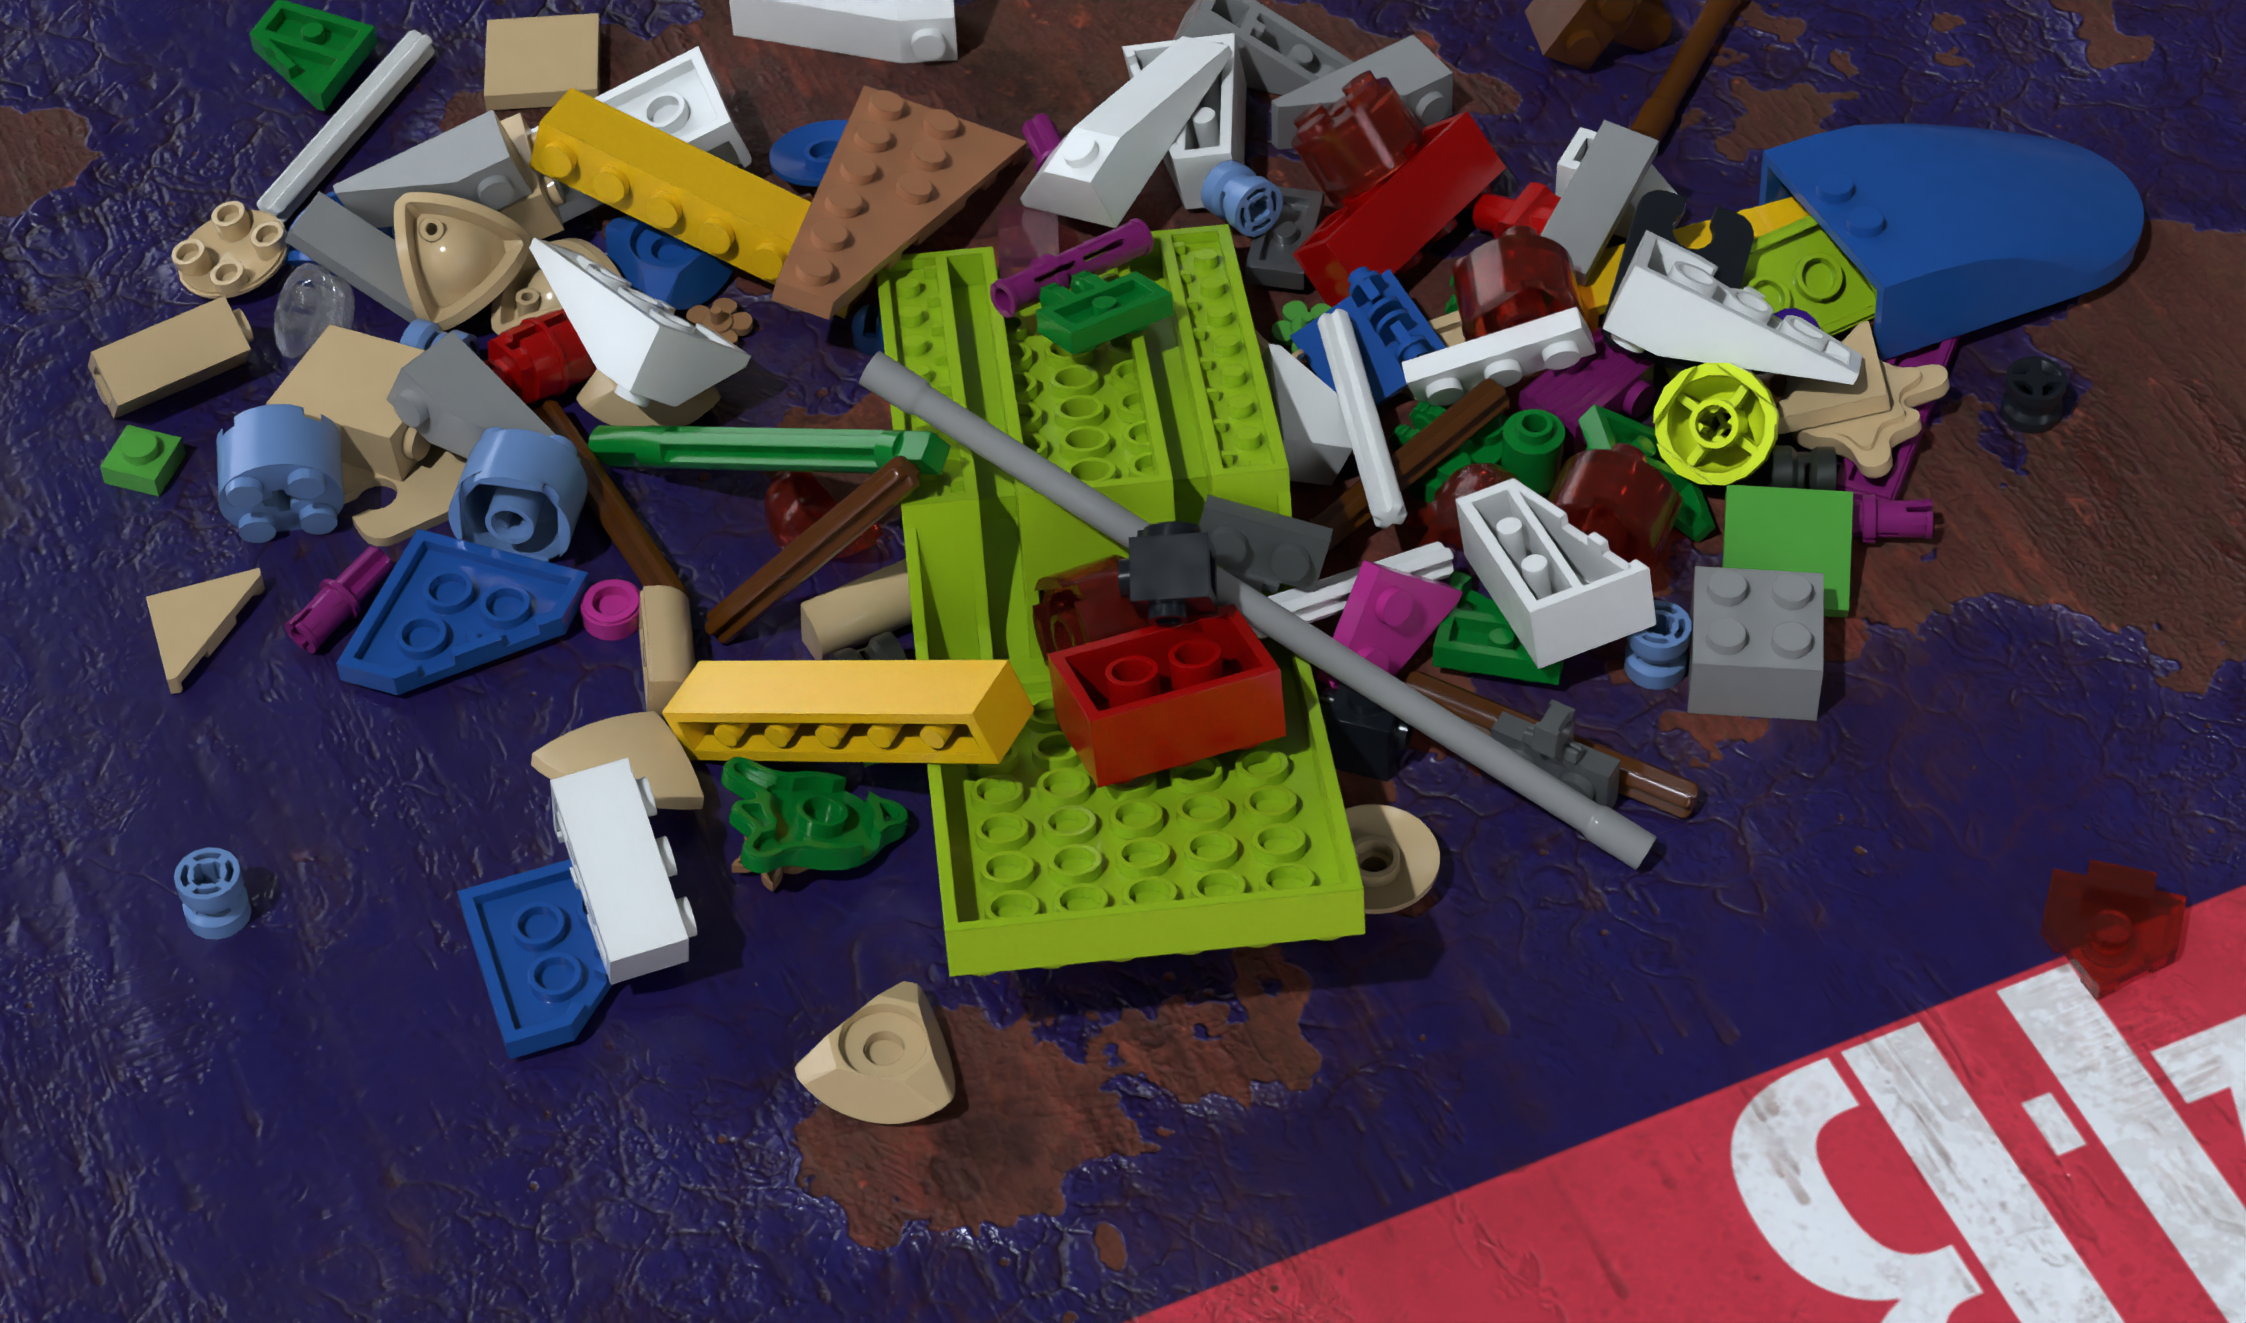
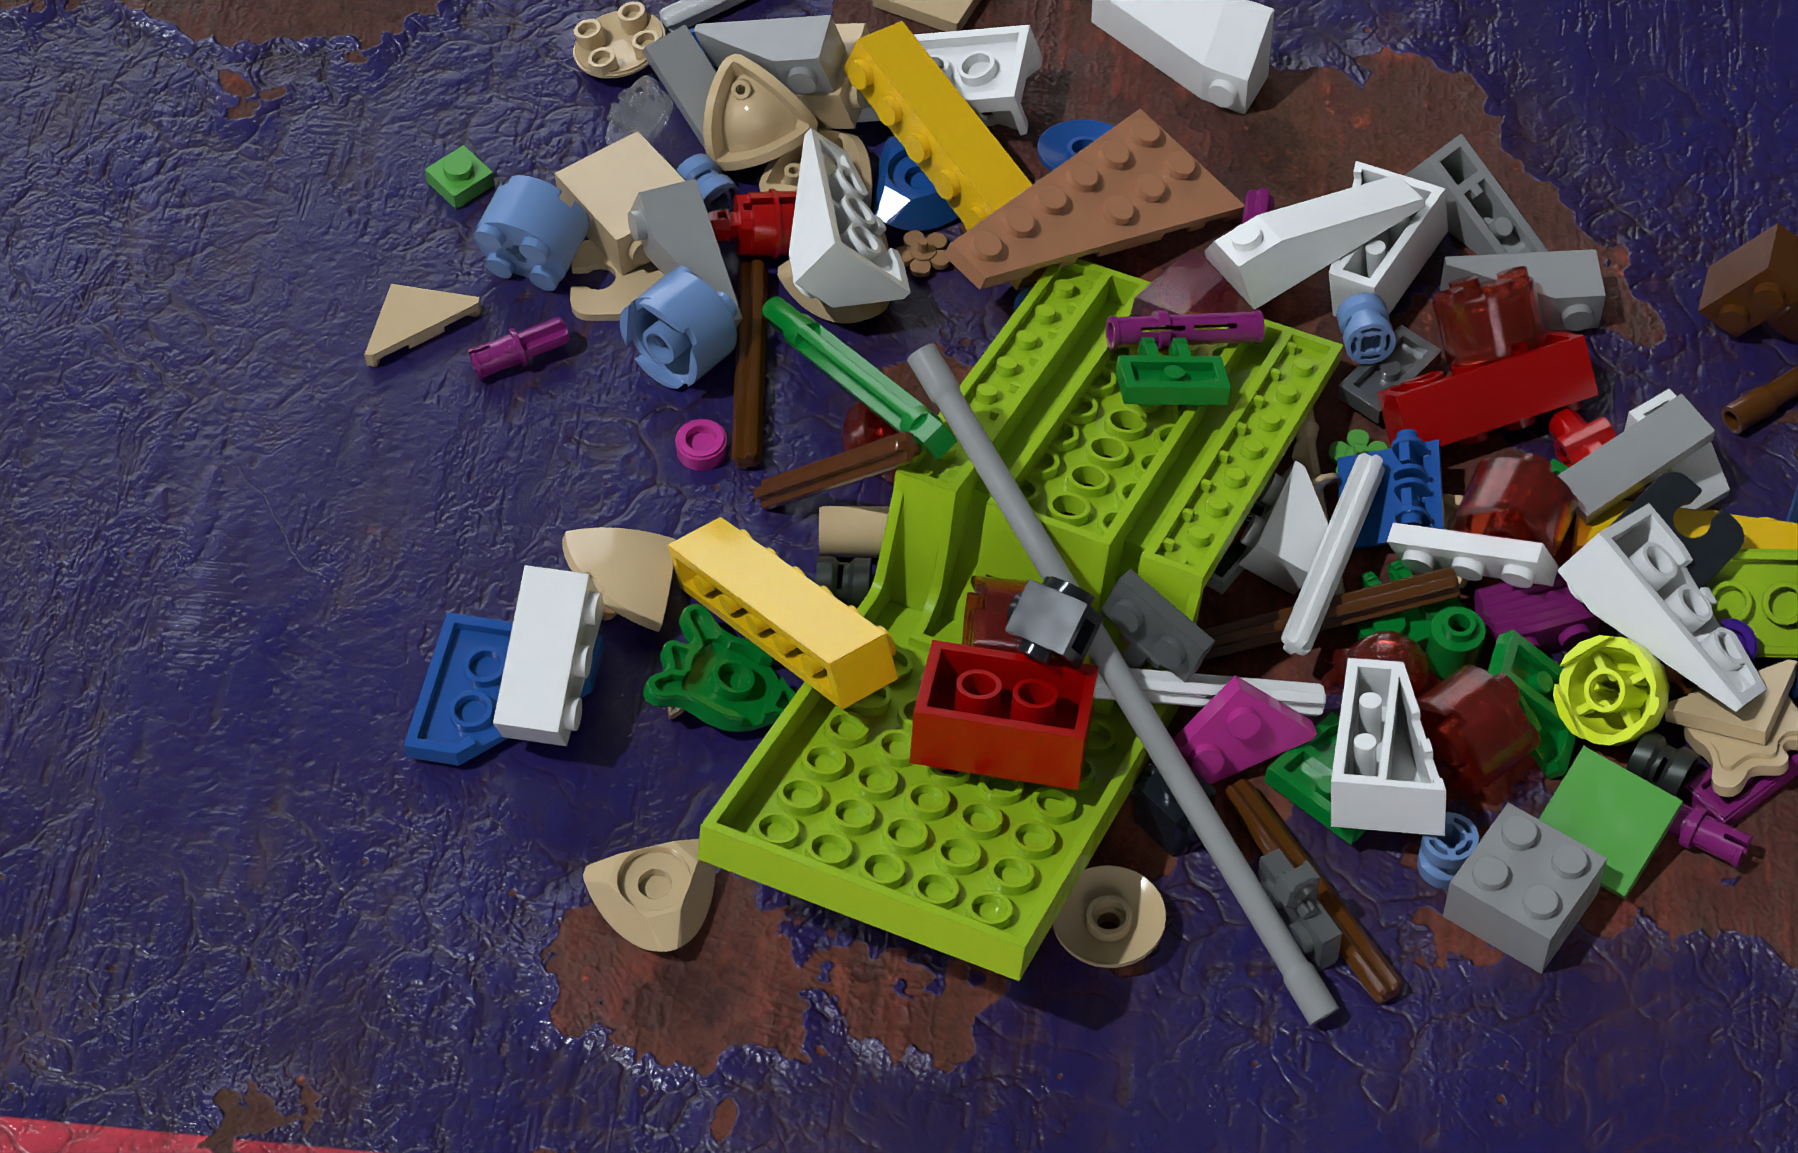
camera: 30 degrees right, 5 degrees up
(170, 356) = (520, 106): tan brick -> none
(212, 893) = (288, 532): medium blue wheel -> none
(457, 609) = (589, 394): blue plate -> none
(664, 644) = (713, 488): tan brick -> none

